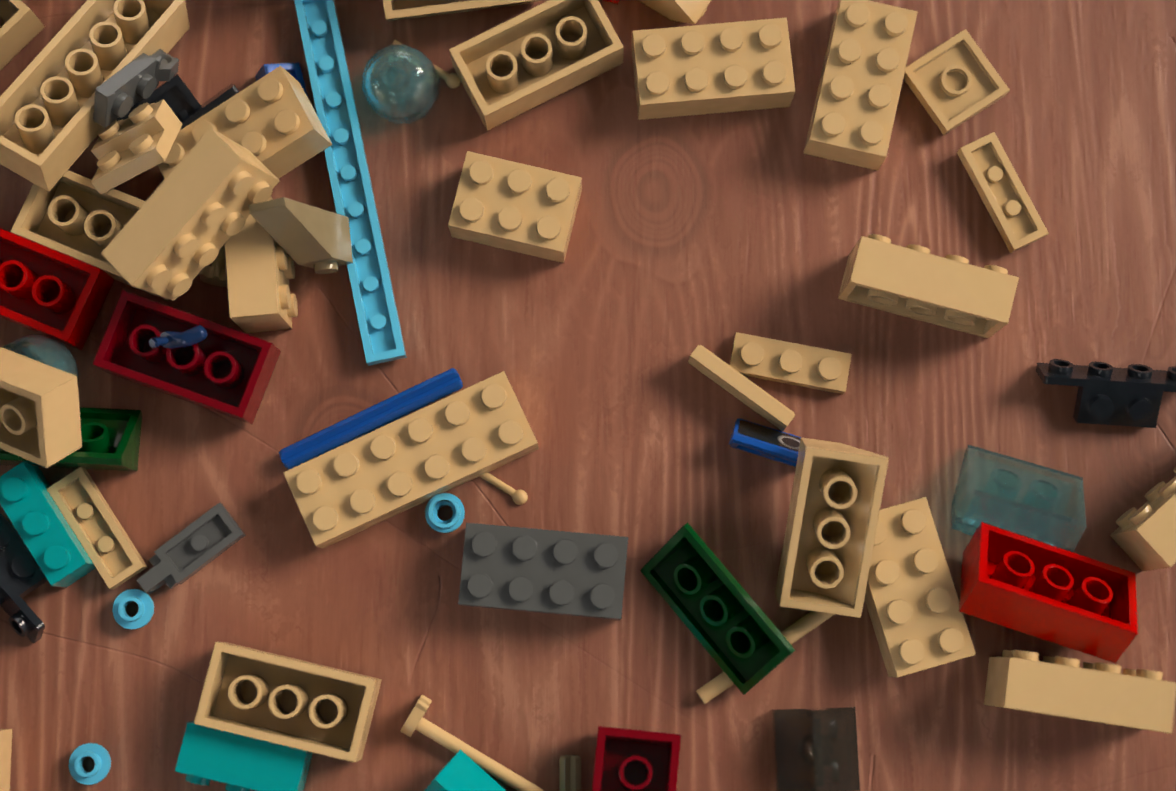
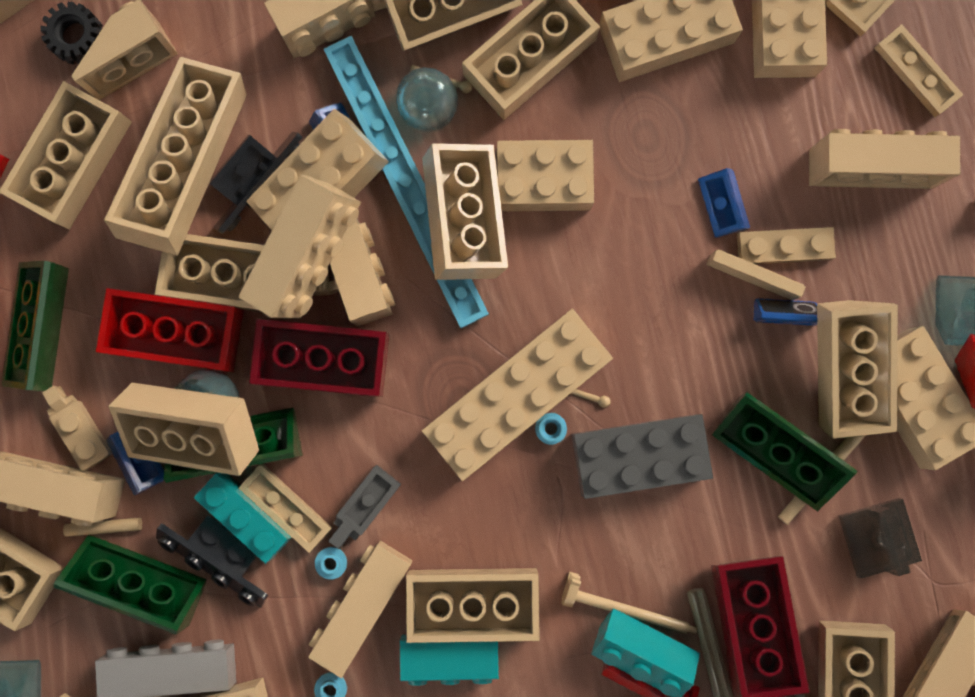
camera: 15 degrees left, 5 degrees up
(131, 85) = (218, 152): dark grey hinge -> none
(134, 144) = (234, 201): tan plate -> none
(151, 673) = (360, 609): none -> tan brick
(180, 339) = (313, 347): dark blue piece -> none
(307, 233) = (391, 238): dark tan slope -> none
(371, 418) = (474, 370): blue axle -> none
(405, 225) = (464, 212): none -> tan brick
(728, 293) = (724, 202): none -> blue slope

